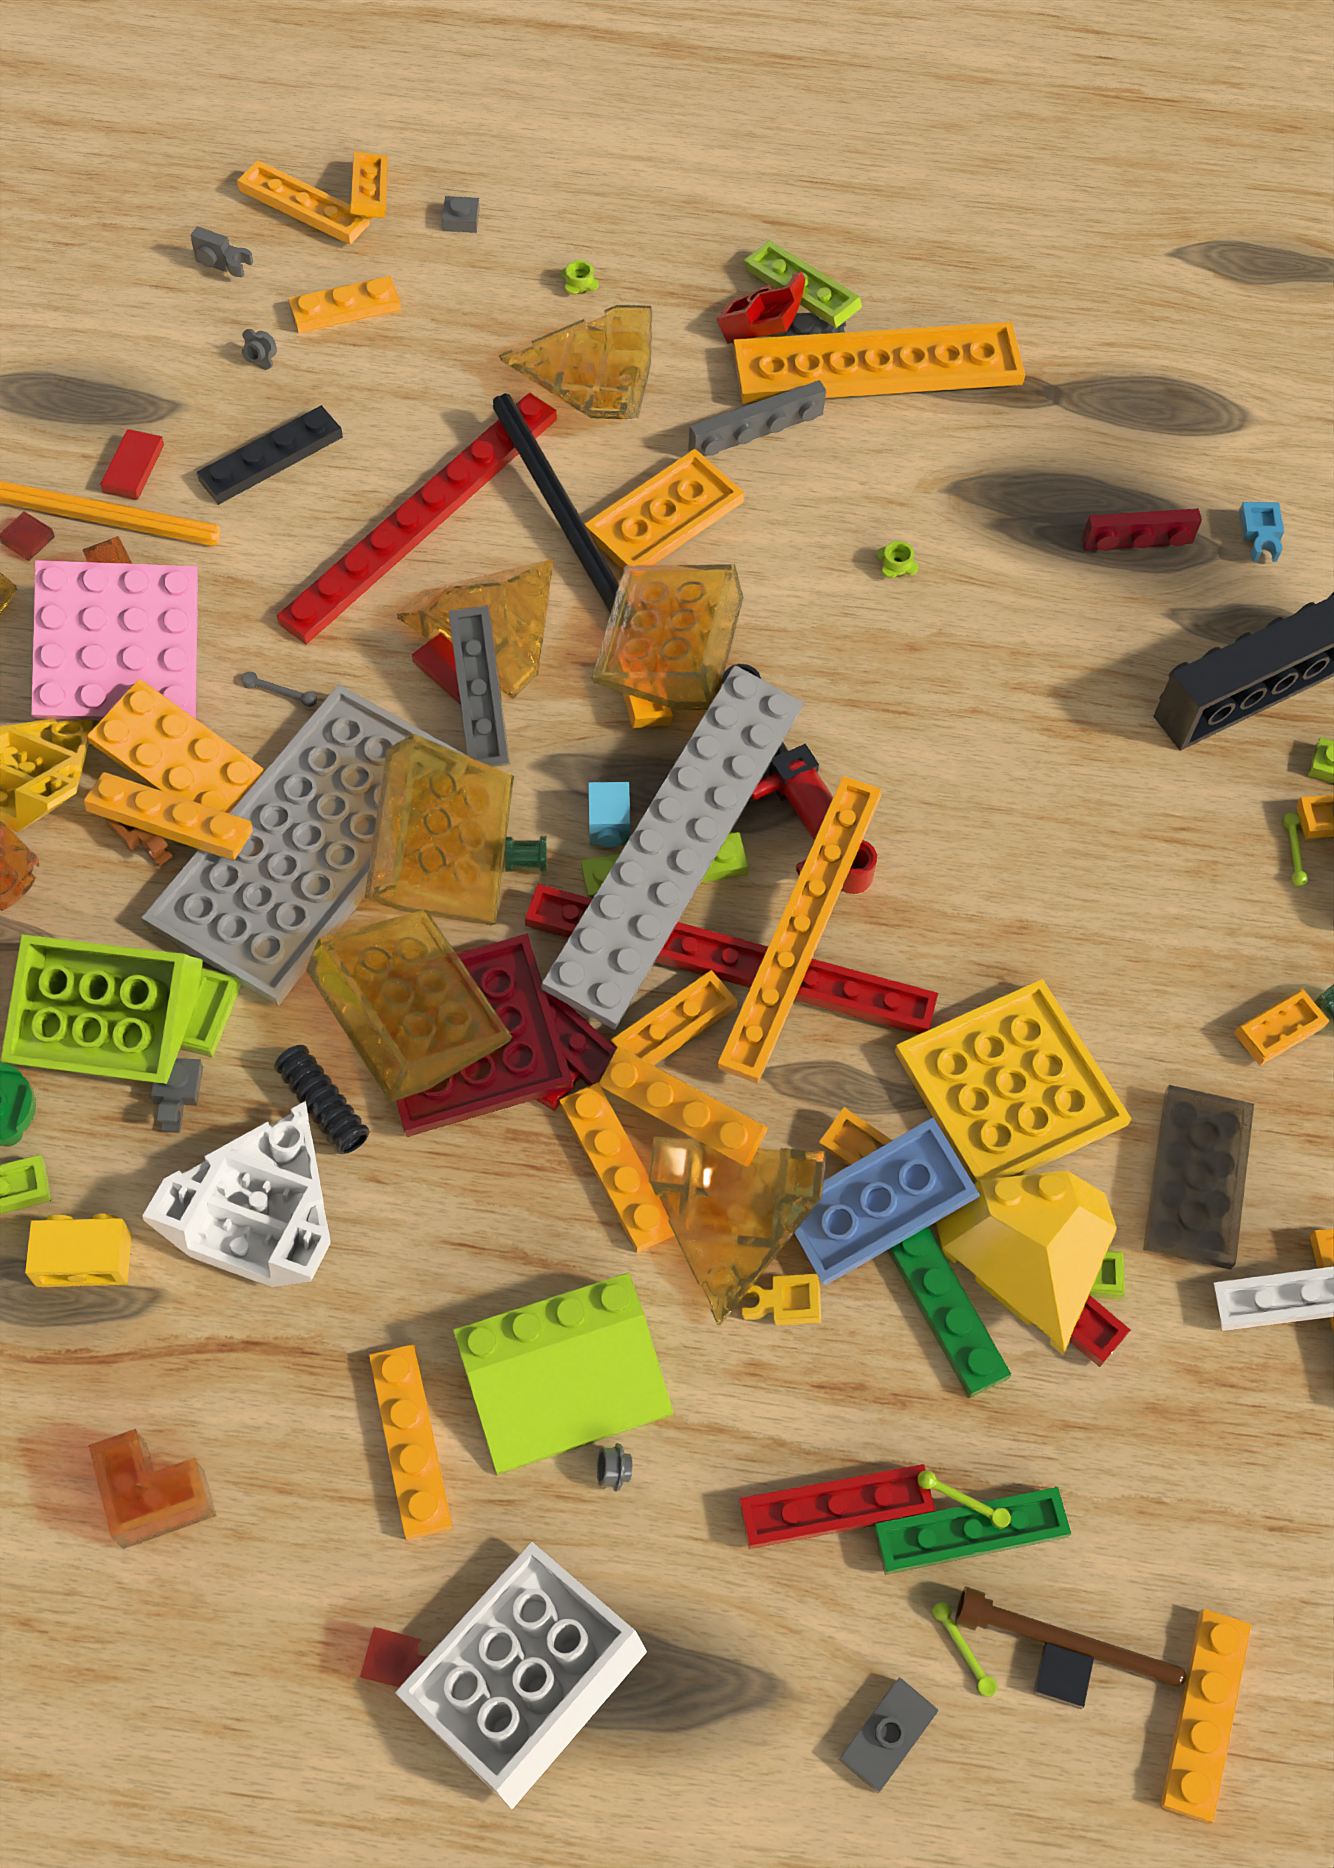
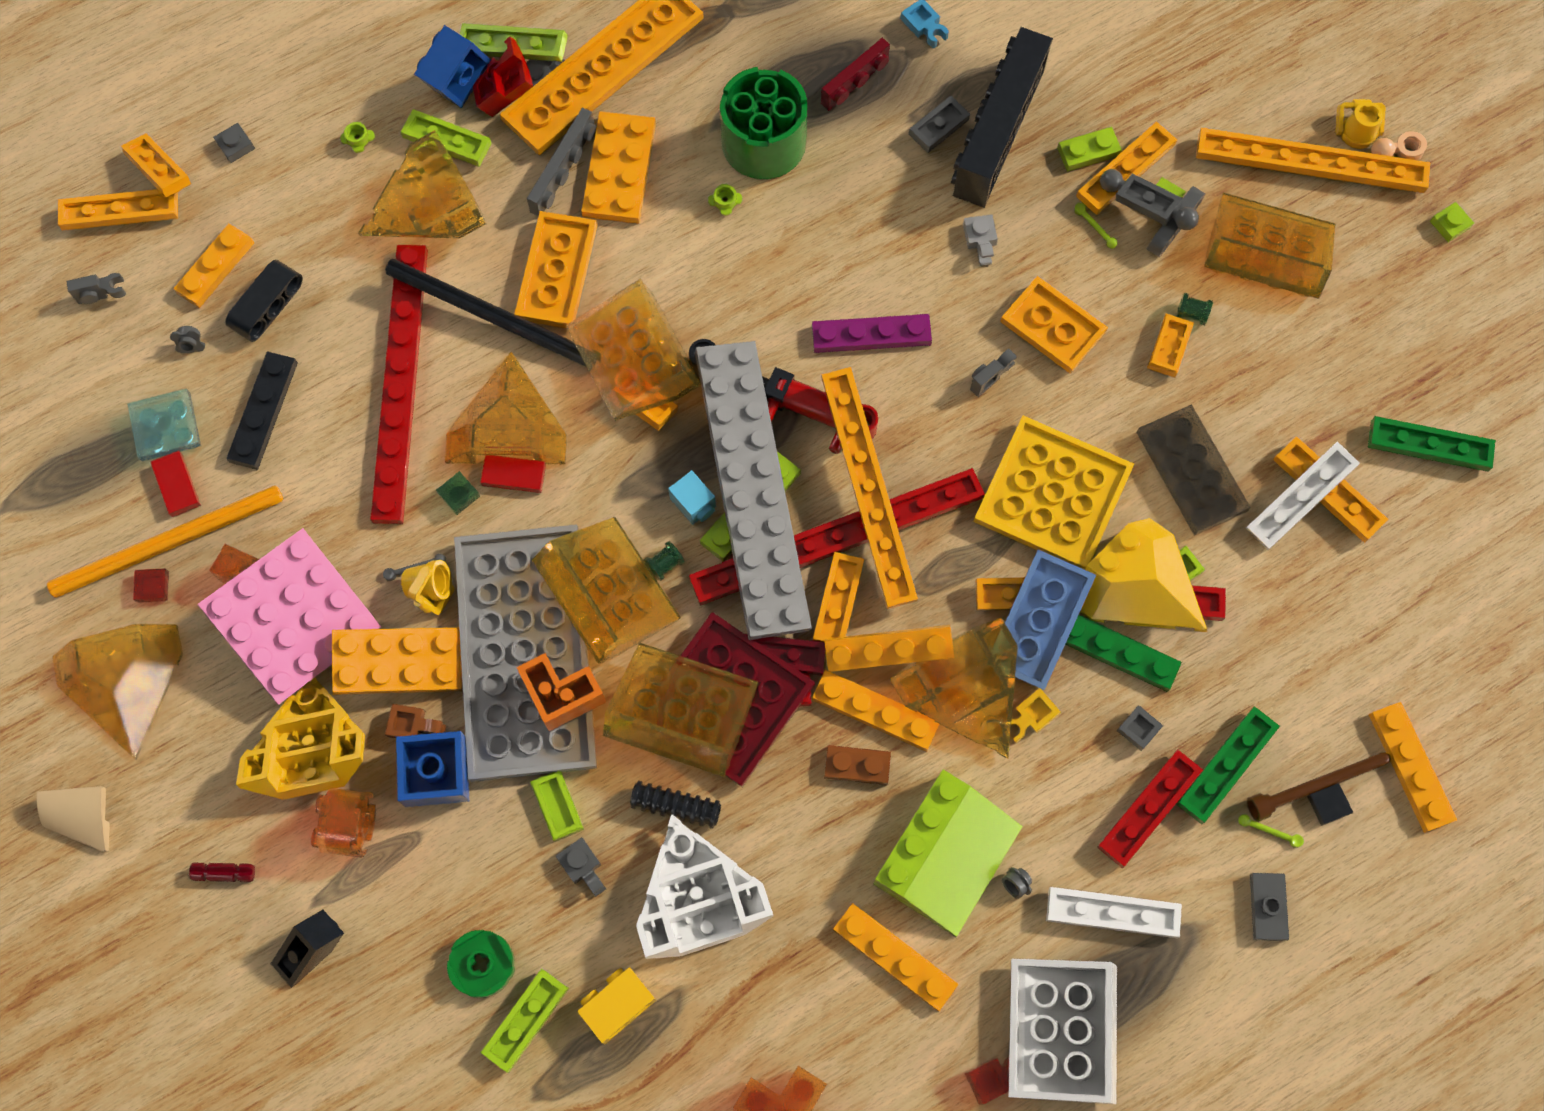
camera: 35 degrees left, 10 degrees up
(99, 1008) = (497, 855): lime slope -> none
(113, 880) = (432, 769): none -> blue brick
(168, 816) = (427, 703): light orange plate -> none
(169, 406) = (164, 424): none -> clear light blue plate
(277, 707) = (428, 582): none -> yellow piece
(292, 895) = (560, 699): none -> orange brick
(359, 360) = (264, 300): none -> black beam
(381, 649) = (458, 493): none -> clear green plate
(479, 685) = (549, 475): dark grey plate -> none
(548, 1207) = (857, 765): none -> dark orange plate
(669, 336) = (458, 141): none -> lime plate
(696, 1589) = (1114, 912): none -> white plate
(720, 264) = (452, 66): none -> blue brick
(813, 464) = (618, 167): none -> light orange plate
(899, 1408) = (1139, 728): none -> dark grey plate
(944, 788) = (871, 333): none -> magenta plate
(995, 507) = (763, 123): none -> green brick
(999, 1518) = (1238, 747): lime hinge -> none
(1039, 914) = (988, 375): none -> dark grey plate
(1150, 772) = (981, 234): none -> light grey plate
(1159, 914) = (1053, 324): none -> light orange plate
(1193, 633) = (939, 124): none -> dark grey plate

